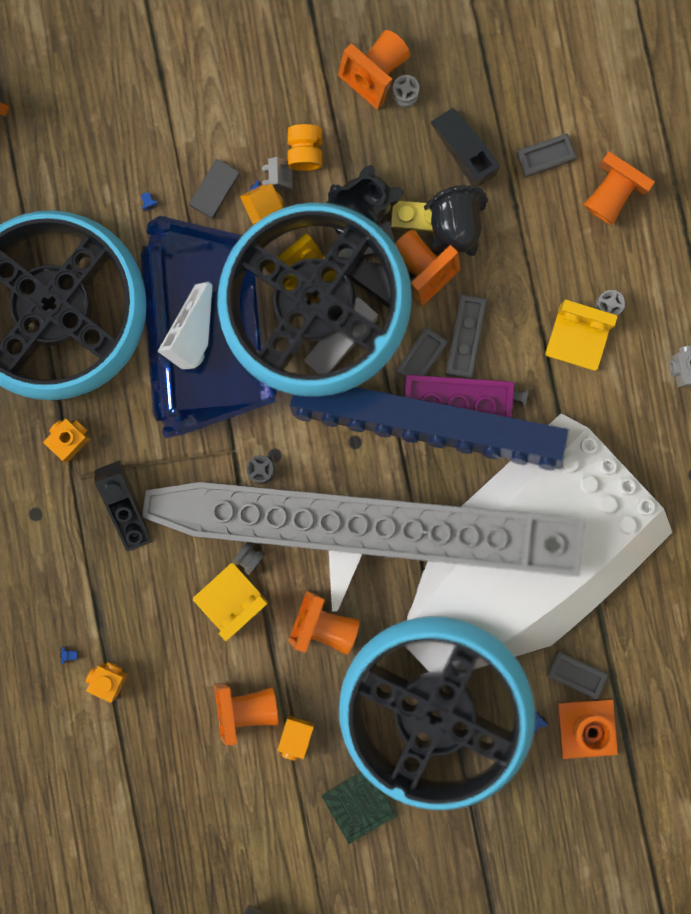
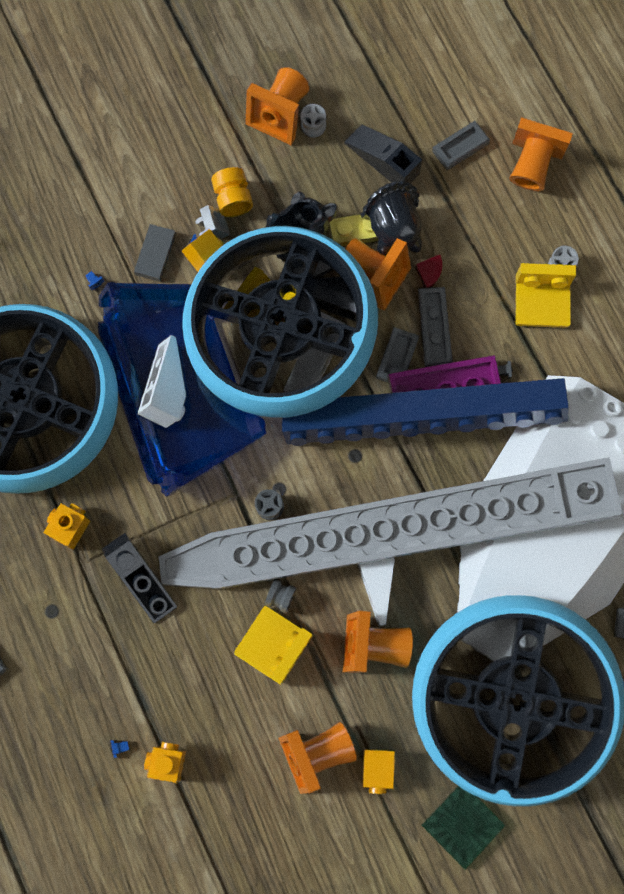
camera: 15 degrees left, 10 degrees down
(477, 278) = (429, 270): none -> dark red tile

